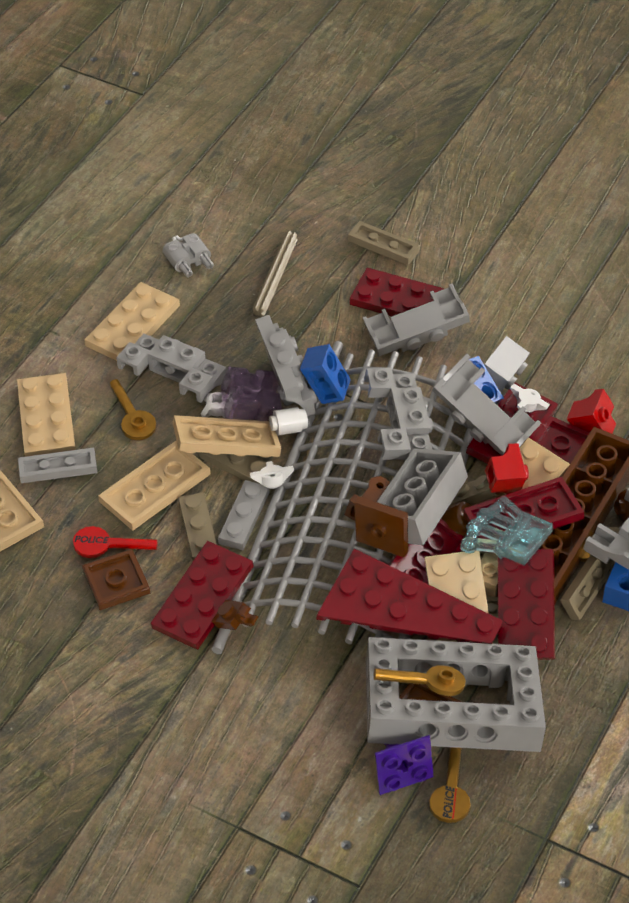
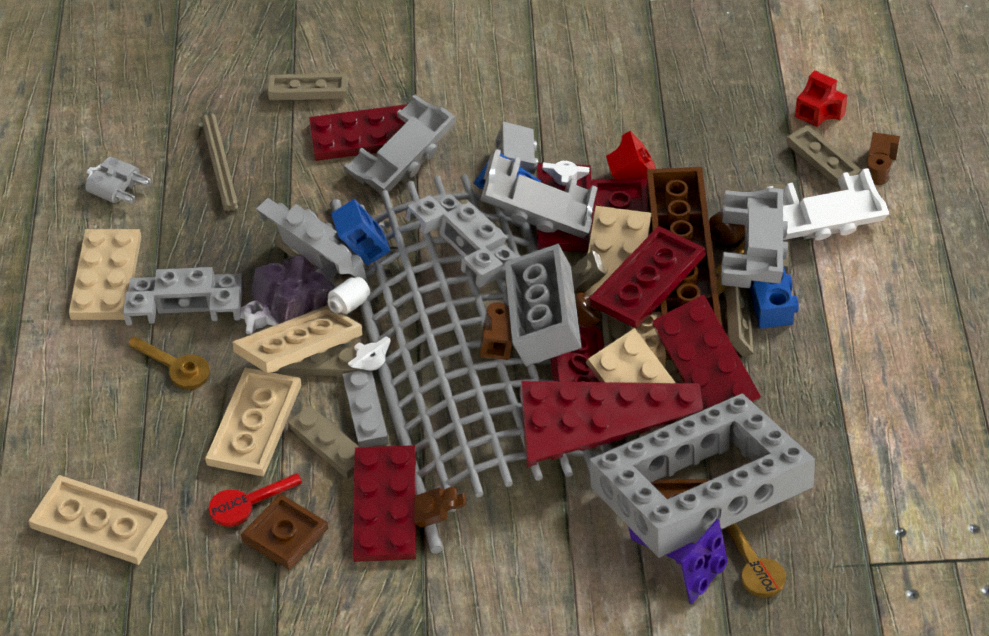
camera: 30 degrees left, 0 degrees up
(45, 414) = (84, 407): tan plate -> none
(57, 465) = (136, 449): light grey plate -> none
(381, 526) = (534, 348): reddish brown plate -> none
(440, 679) = (689, 461): pearl gold piece -> none
(508, 471) = (607, 243): red brick -> none
(518, 542) = (670, 302): clear light blue plate -> none

